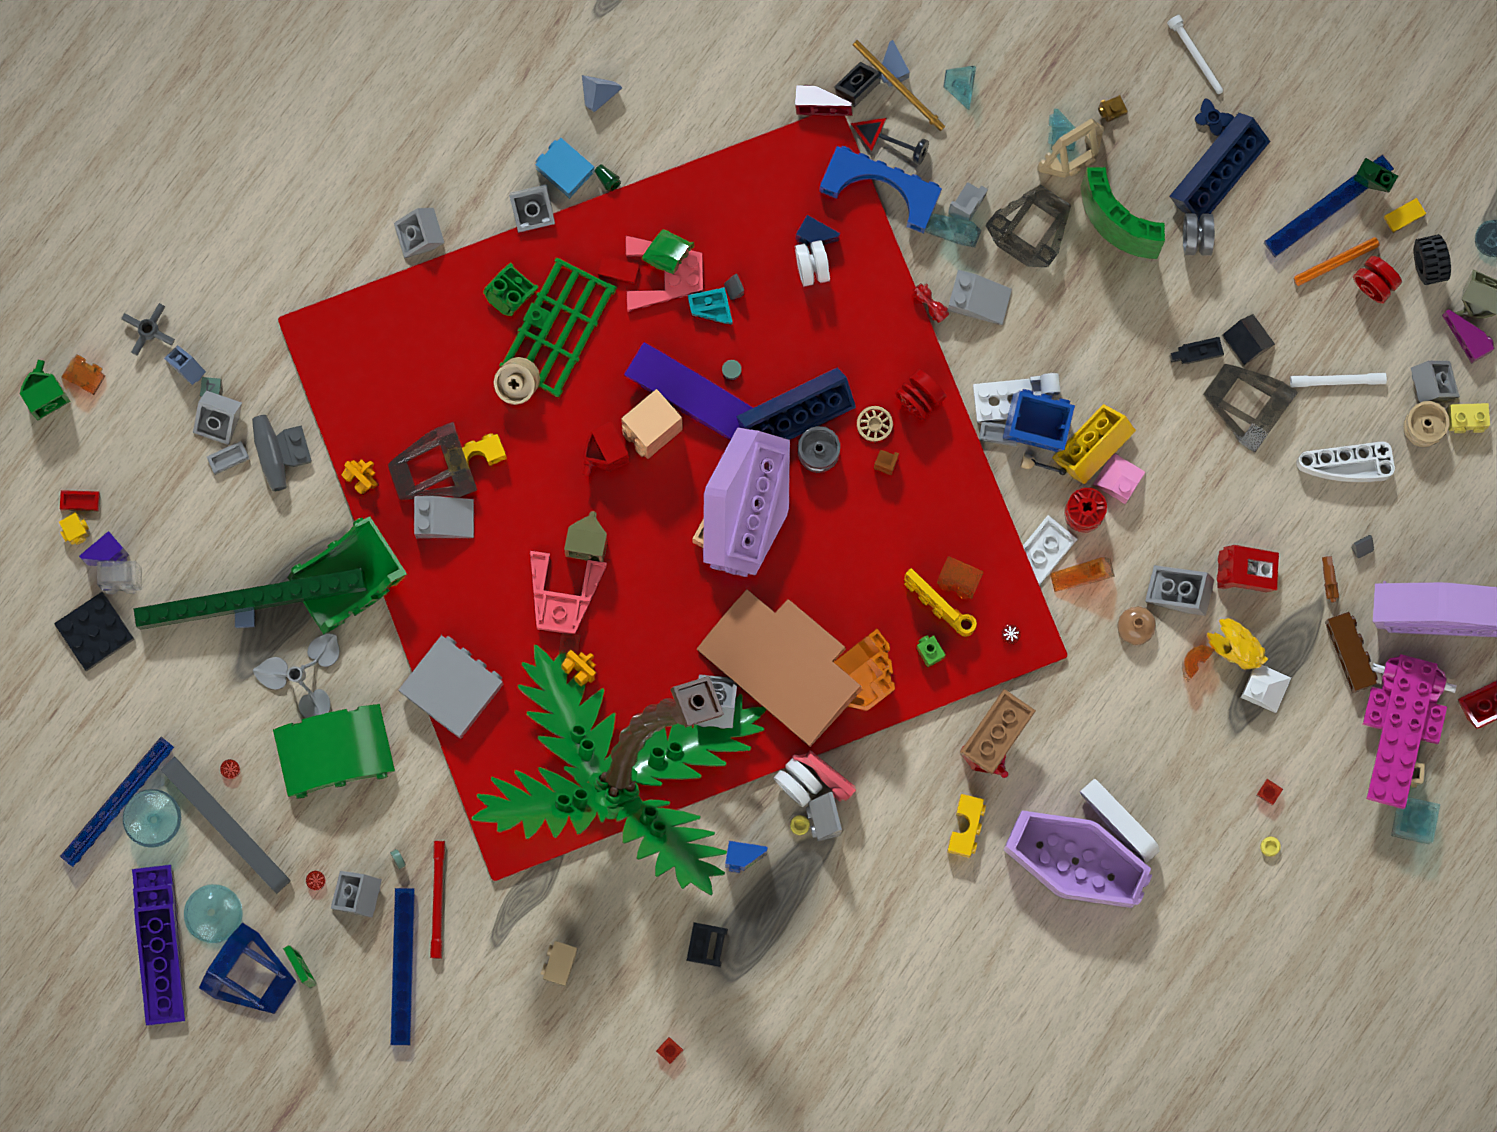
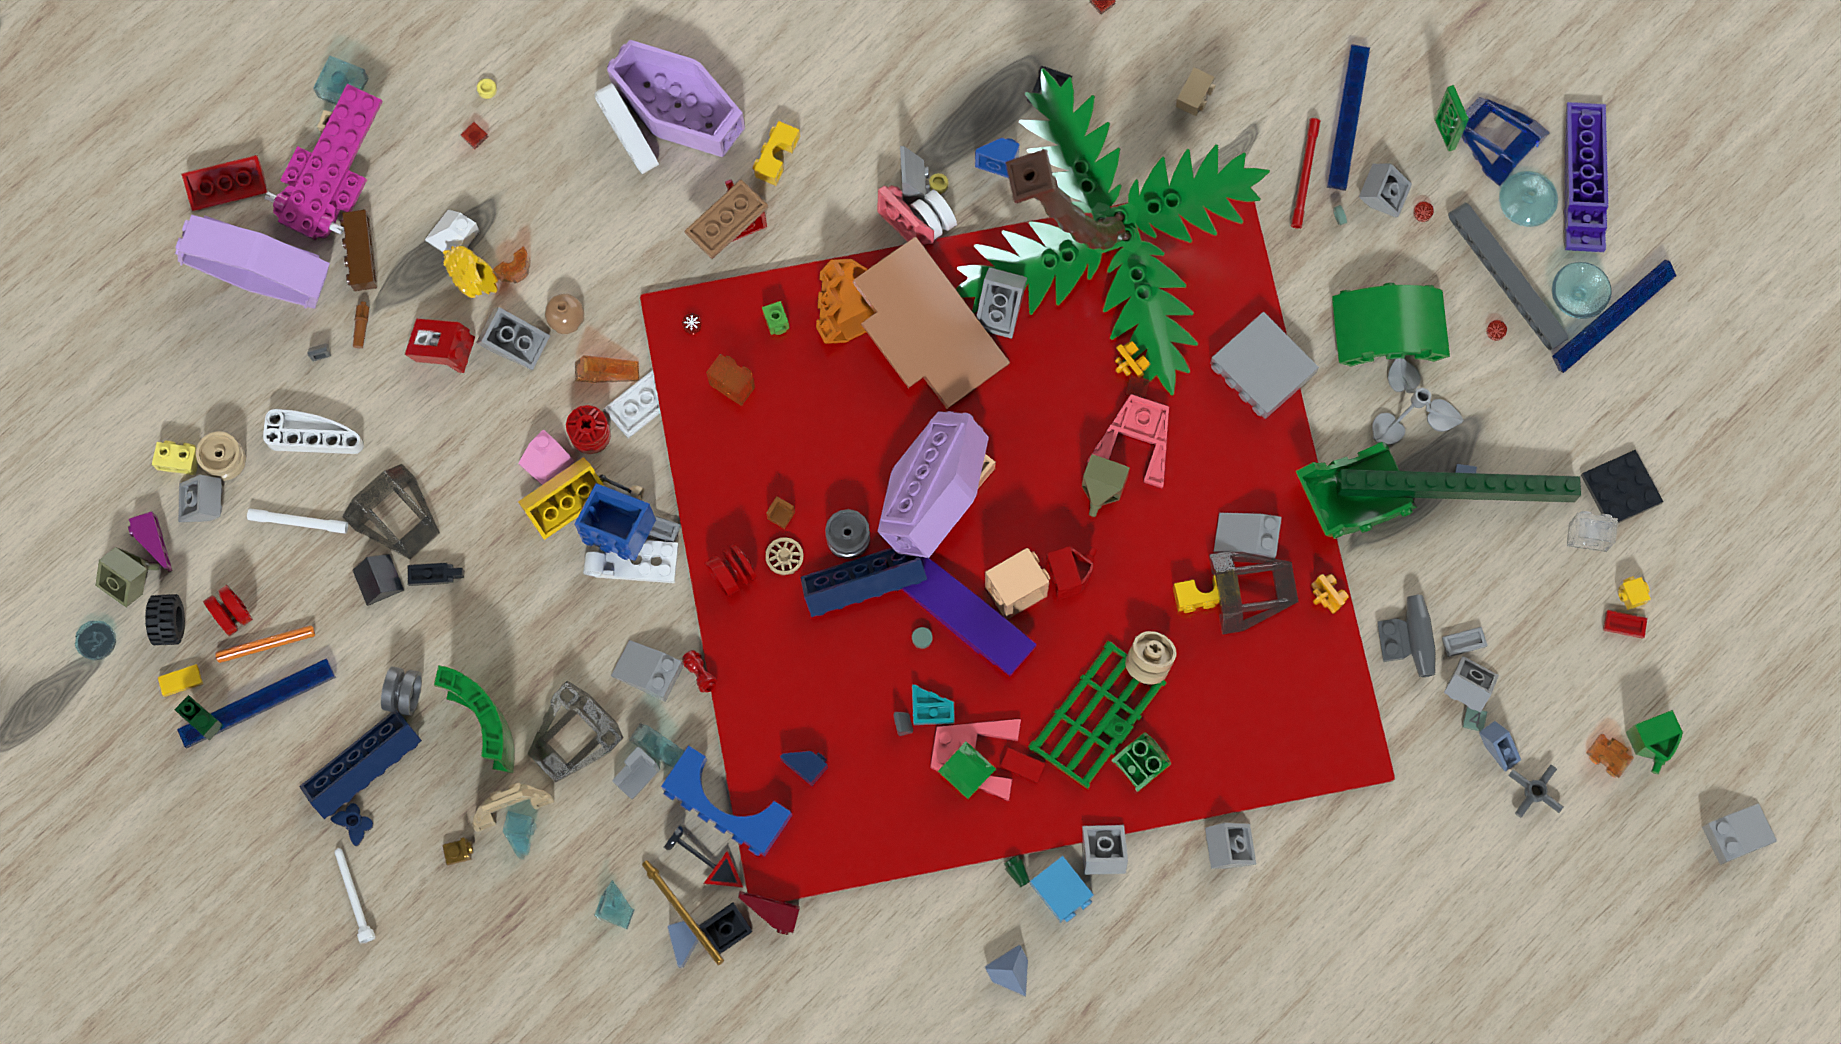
camera: 165 degrees left, 5 degrees down
(104, 550) = (1603, 557): dark purple slope -> none
(816, 262) = (815, 728): white wheel -> none
(939, 605) = (746, 346): yellow hinge -> none

